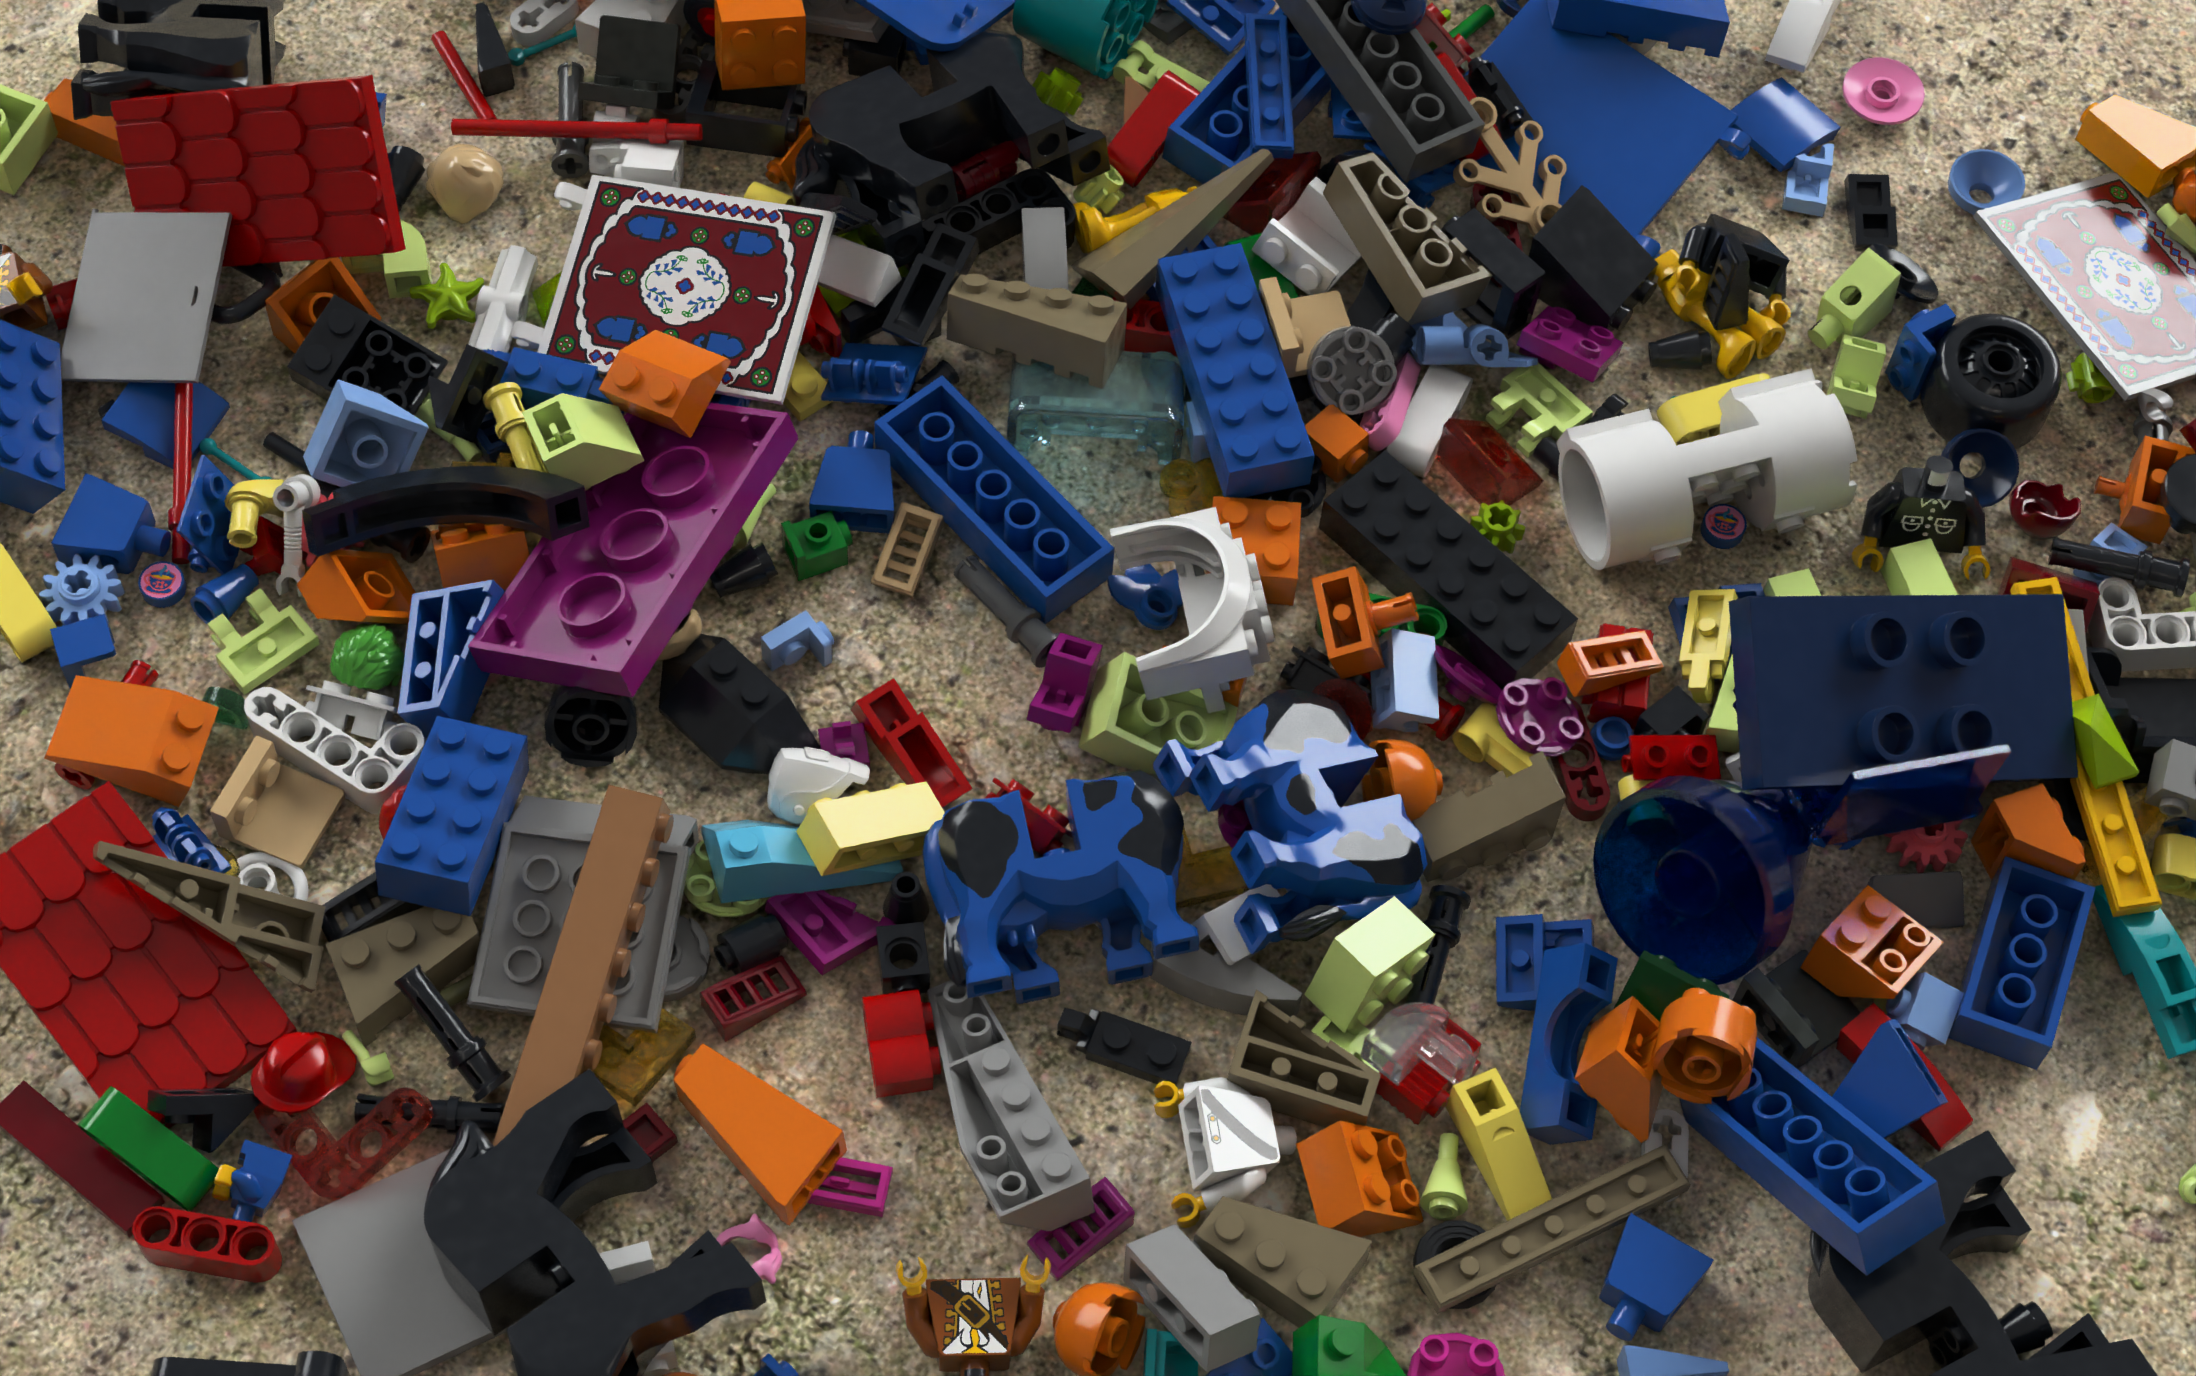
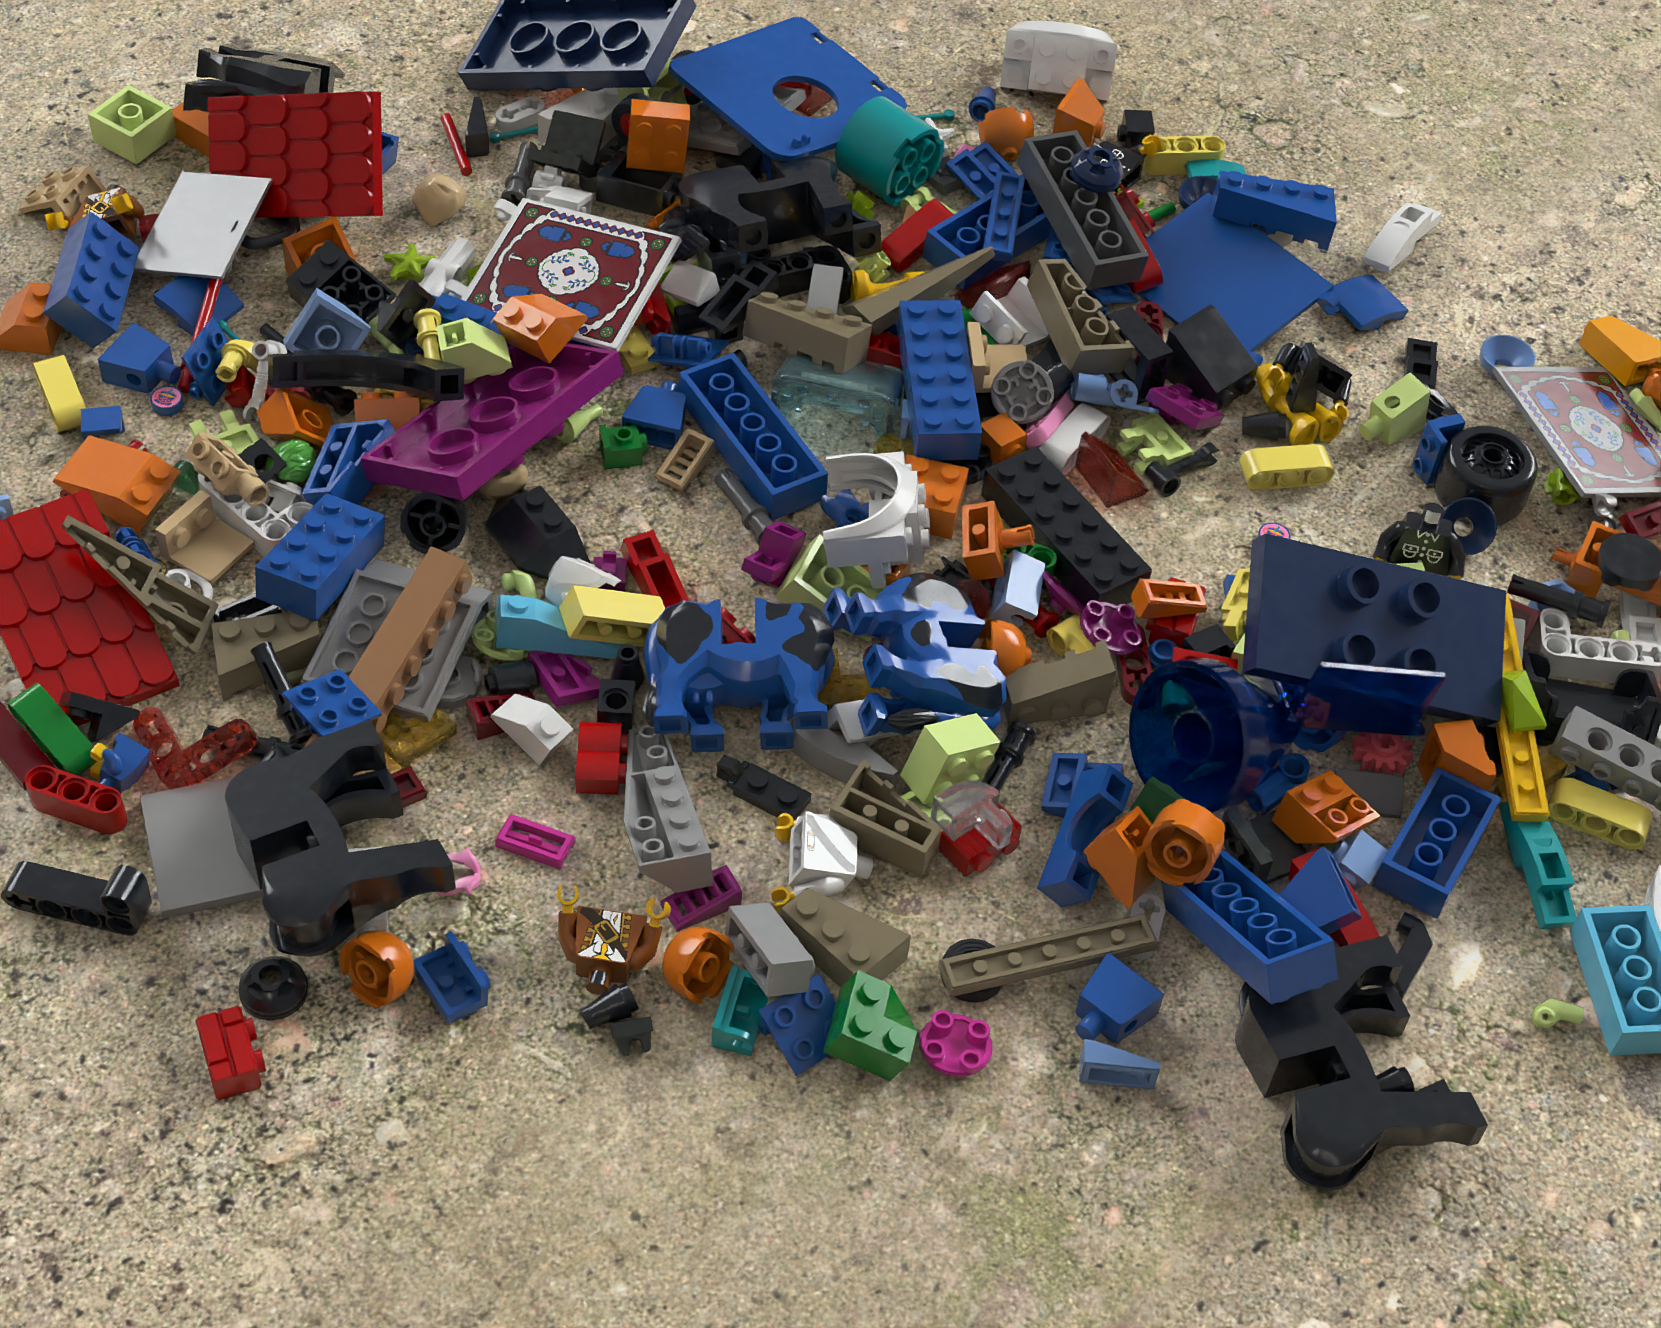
camera: 10 degrees right, 10 degrees down
(81, 590) = (111, 391): light blue gear -> none
(224, 593) = (206, 410): blue cone -> none
(285, 698) = (226, 469): none -> tan brick
(301, 1071) = (173, 700): red piece -> none
(314, 659) = (257, 455): none -> black bracket
(375, 1068) = (225, 712): yellowish green hand -> none
(401, 268) = (379, 232): yellowish green brick -> none
(406, 171) = (397, 189): black cone -> none
(529, 1049) = (330, 703): none -> blue hinge
(656, 131) = (574, 183): red bar -> none
(730, 789) = (520, 582): none -> yellowish green arm
(744, 571) = (567, 454): black cone -> none
(762, 1131) = (486, 794): orange slope -> none
(793, 638) = (590, 499): light blue bracket -> none
(799, 1015) = (532, 726): none -> white slope
(974, 176) = (794, 240): dark red hinge -> none
(1359, 1179) = (913, 899): orange slope -> none
(1445, 1192) = (975, 919): yellowish green cone -> none
(1490, 84) = (1165, 252): black hinge -> none
(1498, 1142) = (1020, 889): light yellow slope -> none
(1499, 525) = (1111, 508): lime gear -> none
(1515, 176) = (1165, 300): tan plant -> none
(1777, 453) = (1314, 489): white cylinder -> none
(1808, 182) = (1379, 340): light blue slope -> none
(1810, 910) = (1290, 773): none -> blue piece
(1857, 374) = (1387, 459): yellowish green brick -> none
(1883, 91) = (1443, 292): bright pink dish -> none
(2014, 1124) = (1413, 951): none -> black piece
(2043, 509) = (1507, 560): dark red hair -> none

